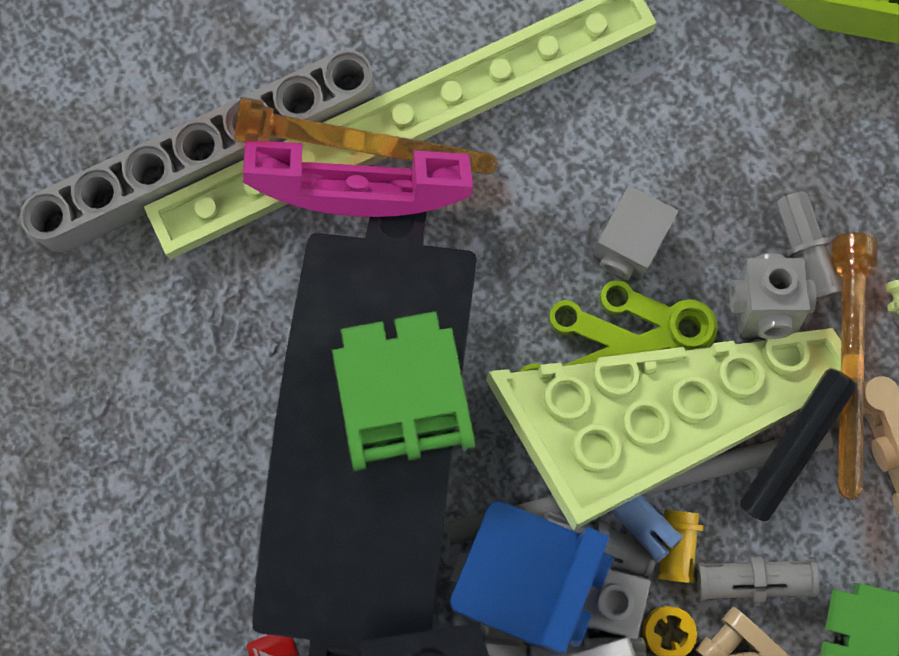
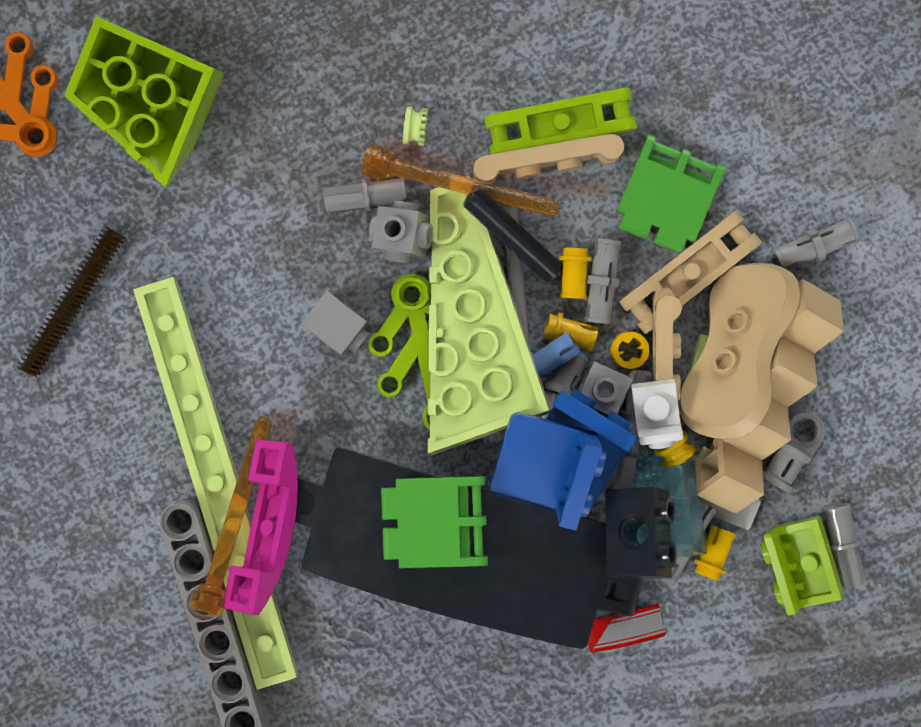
camera: 85 degrees left, 10 degrees up
(501, 535) = (549, 466): none -> blue bracket
(761, 539) = (574, 272): none -> yellow pin

